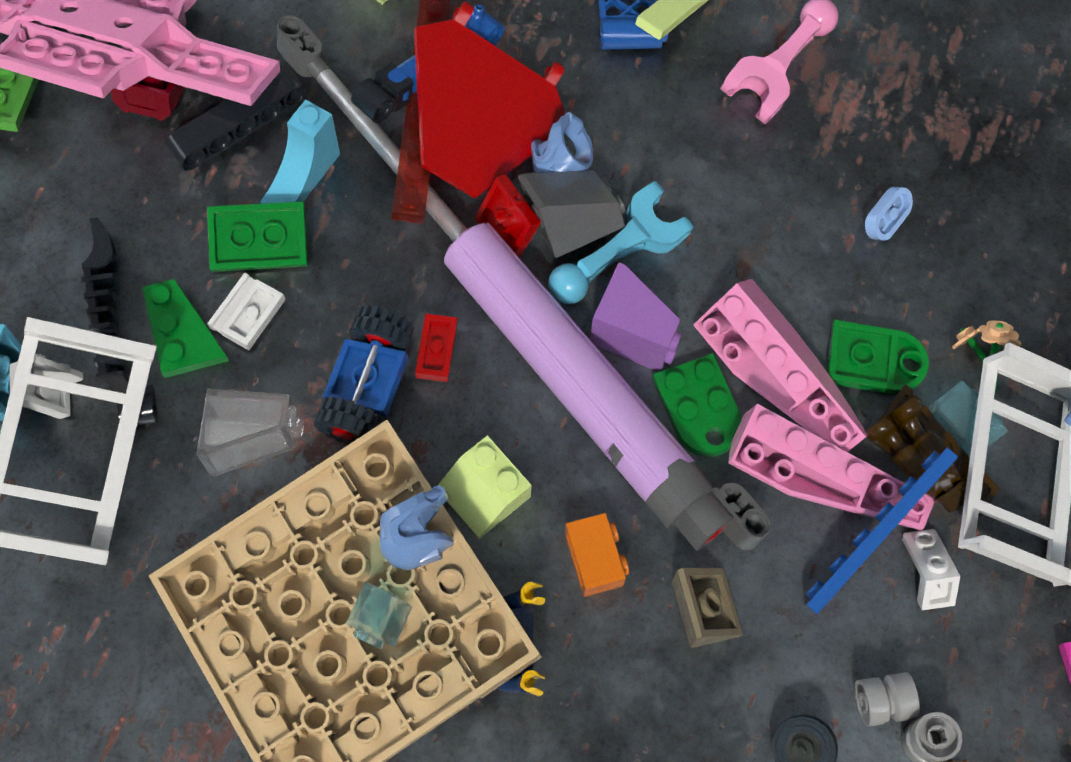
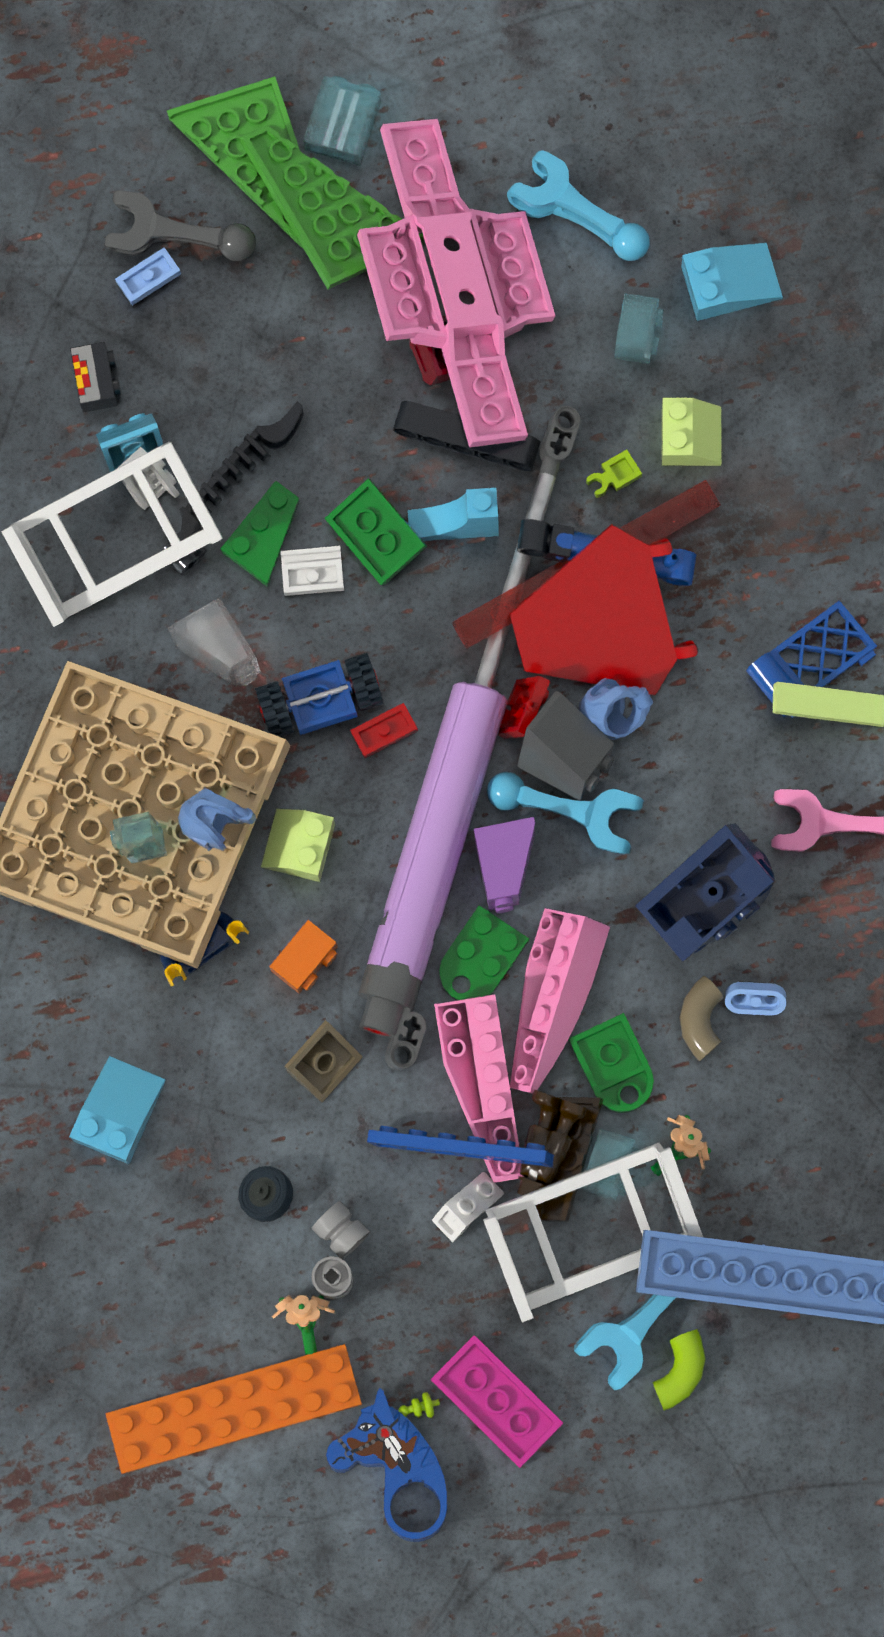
camera: 65 degrees right, 10 degrees up
(363, 33) = (618, 471): none -> lime plate
(784, 171) = (709, 892): none -> dark blue brick
(876, 267) = (696, 1017): none -> dark tan cylinder

